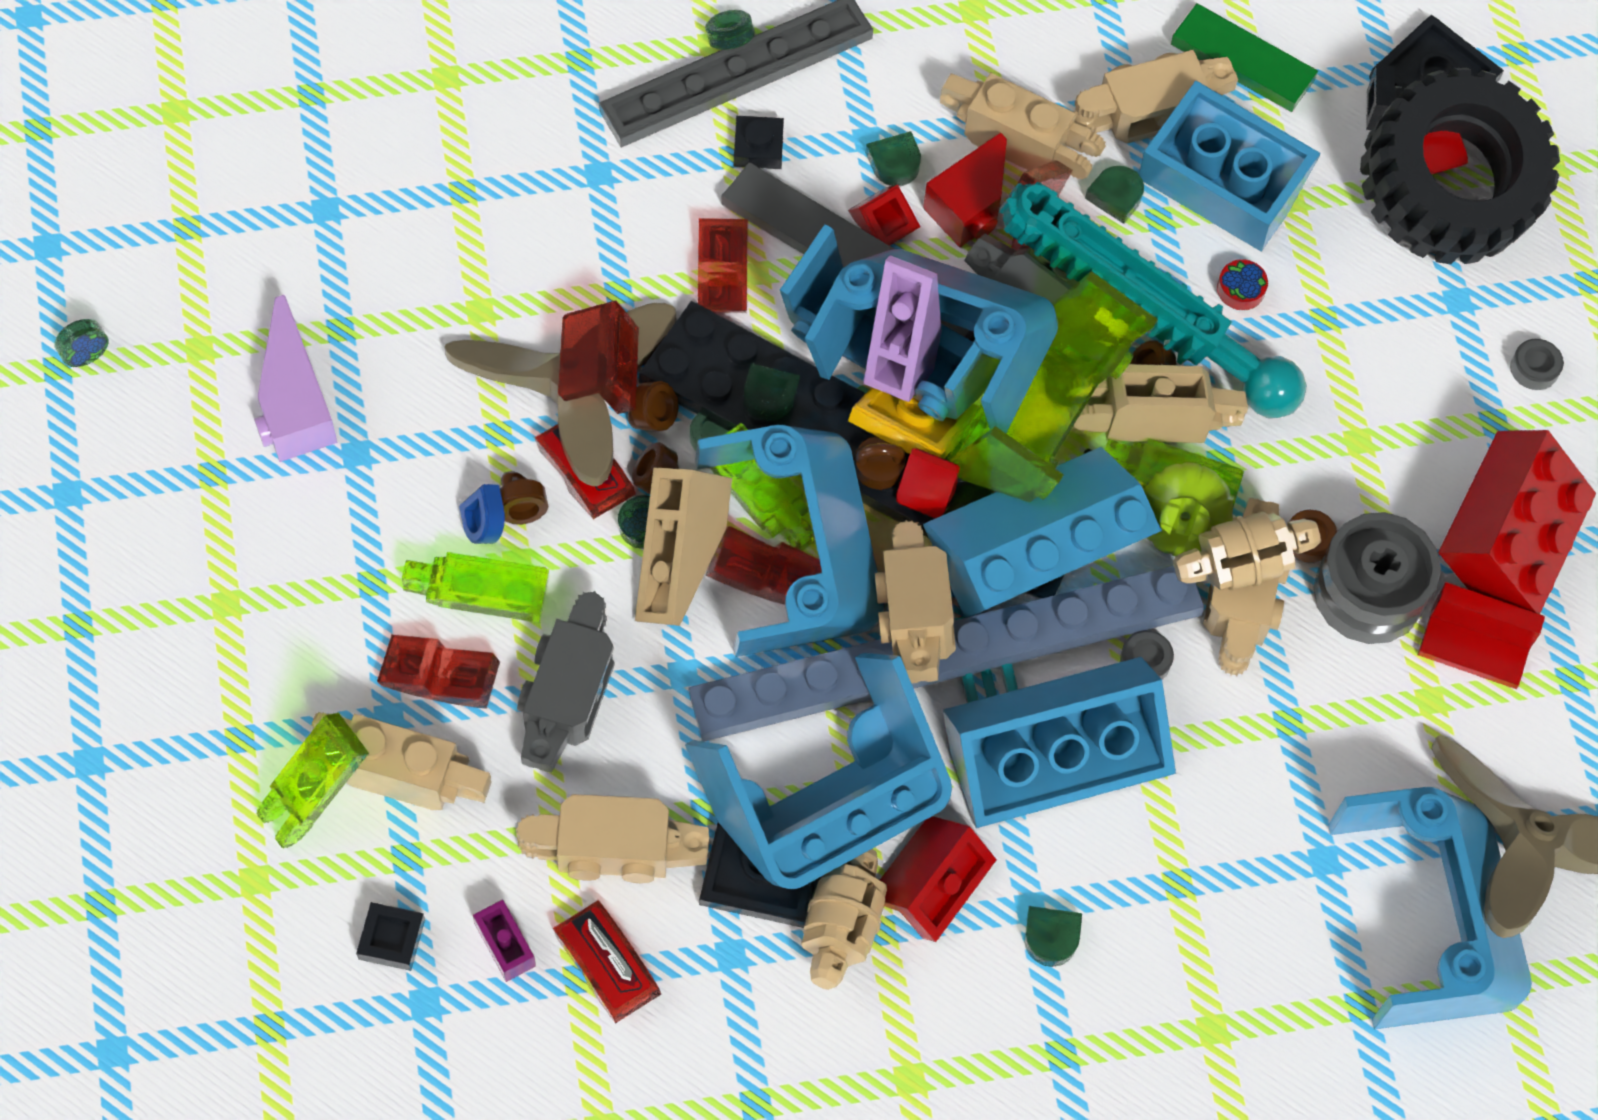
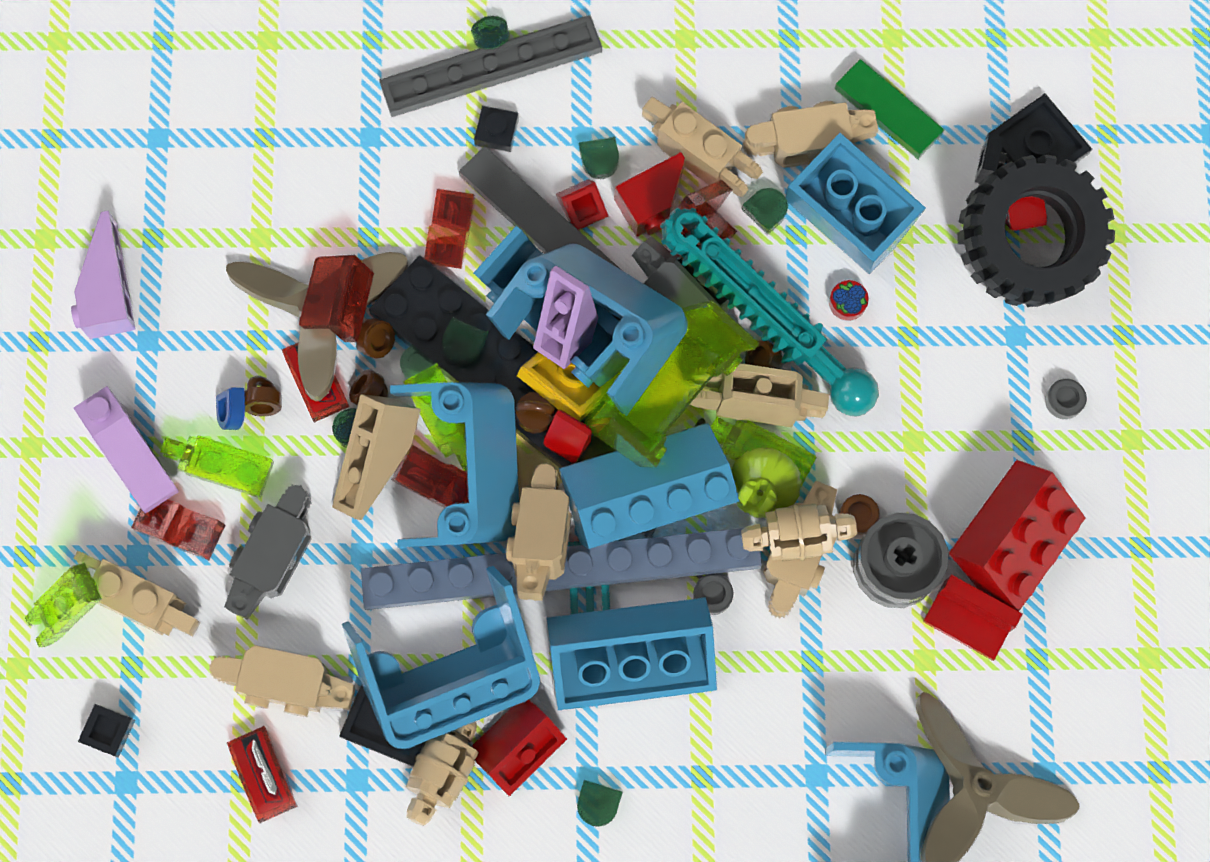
camera: 10 degrees right, 10 degrees up
(356, 580) = (126, 449): none -> lavender slope
(504, 940) = (189, 746): magenta piece -> none

